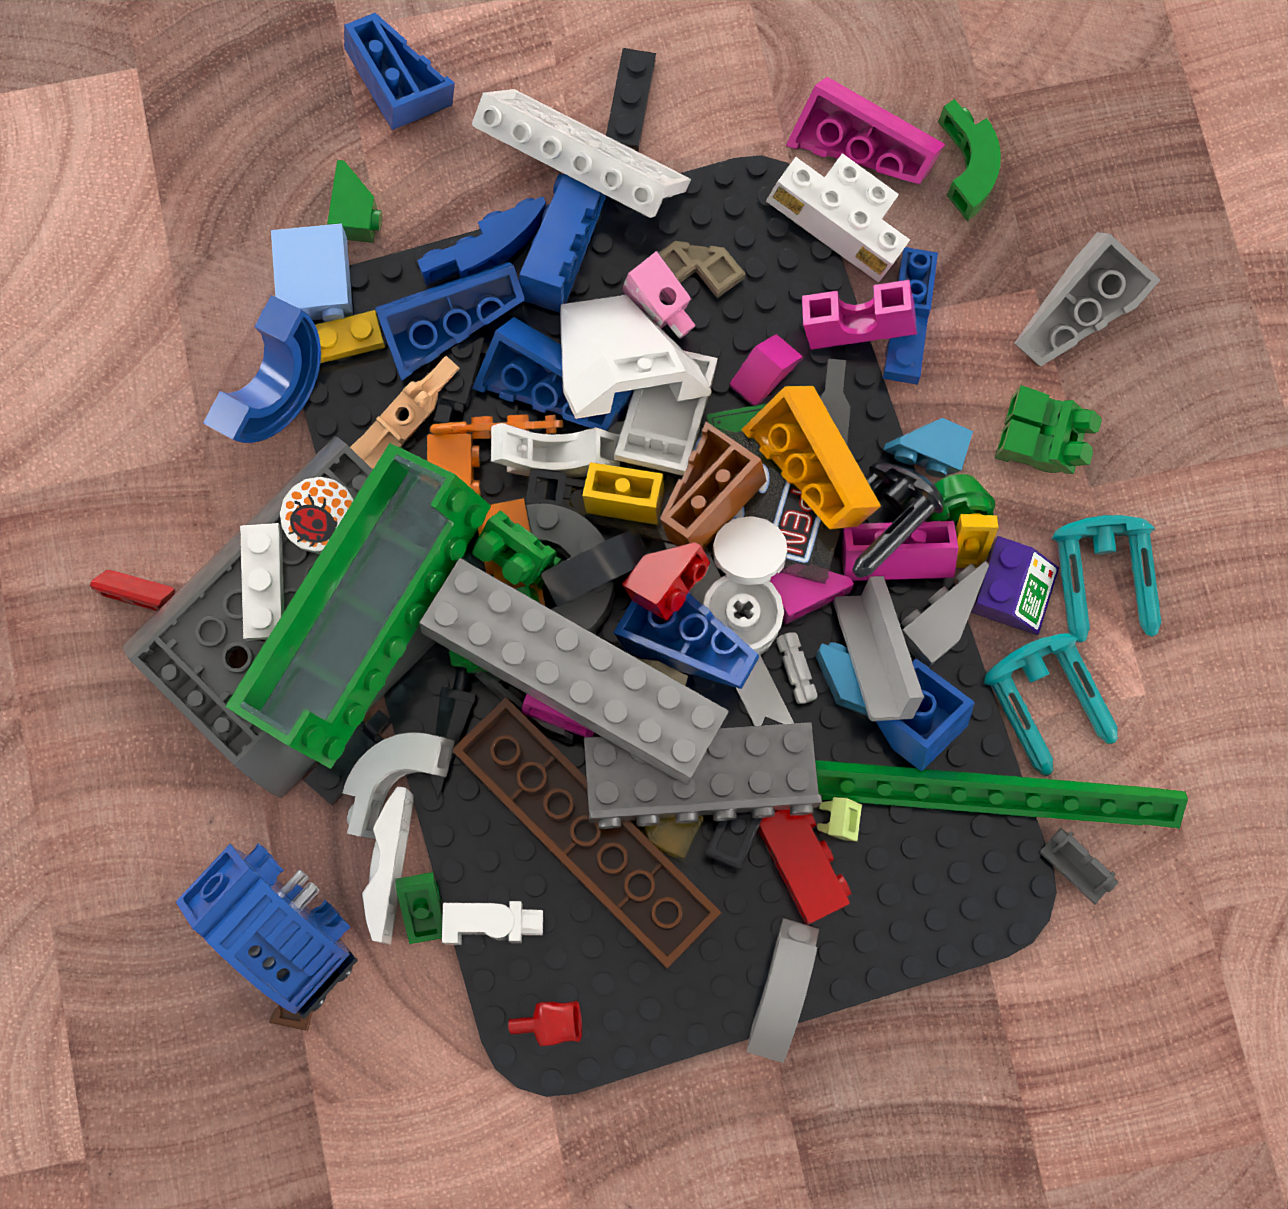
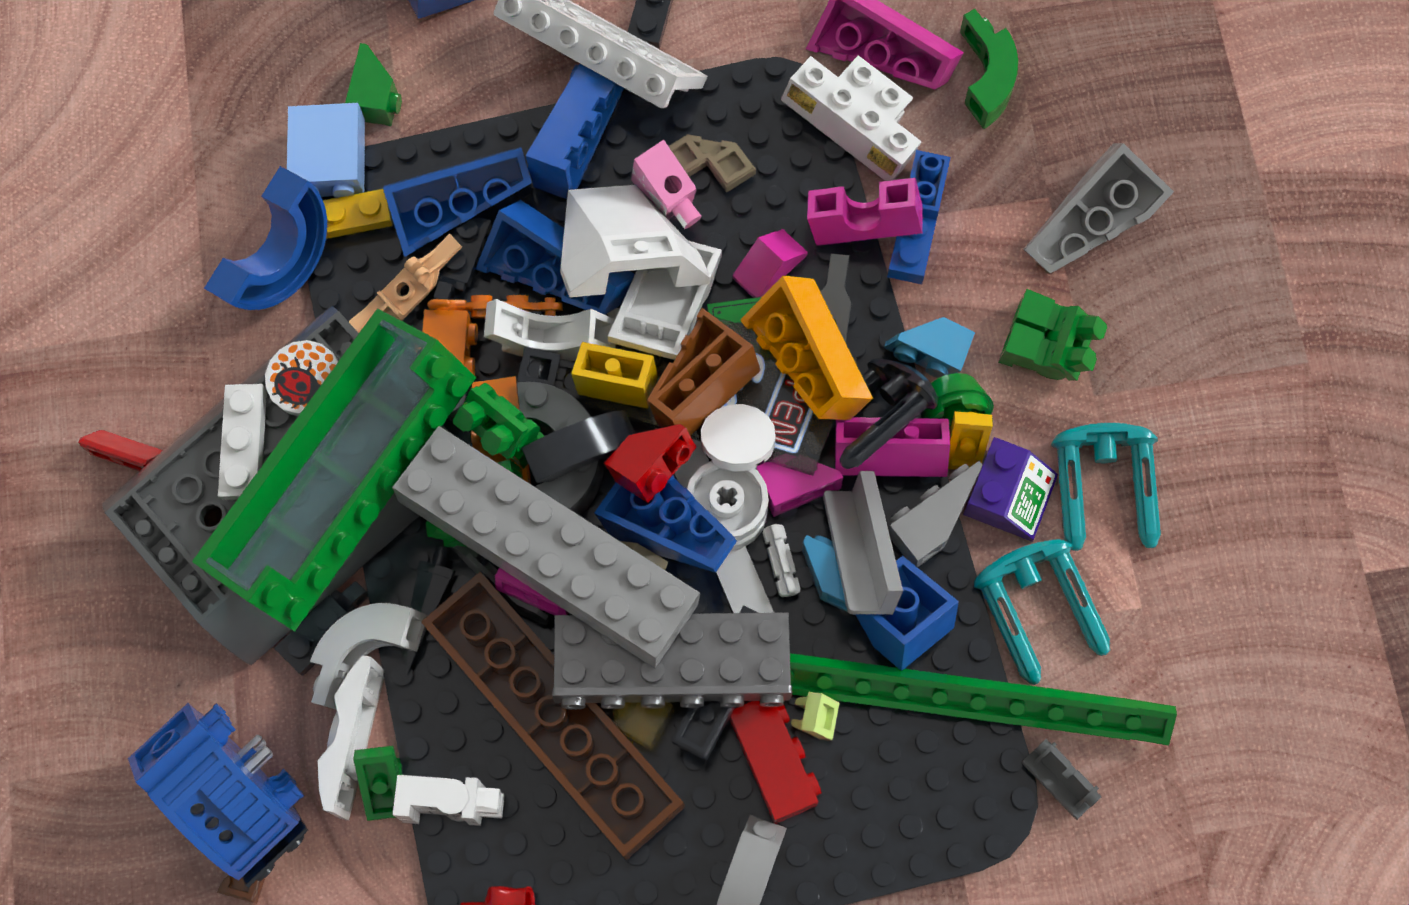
camera: 10 degrees right, 5 degrees down
(499, 240) = (514, 125): blue slope -> none

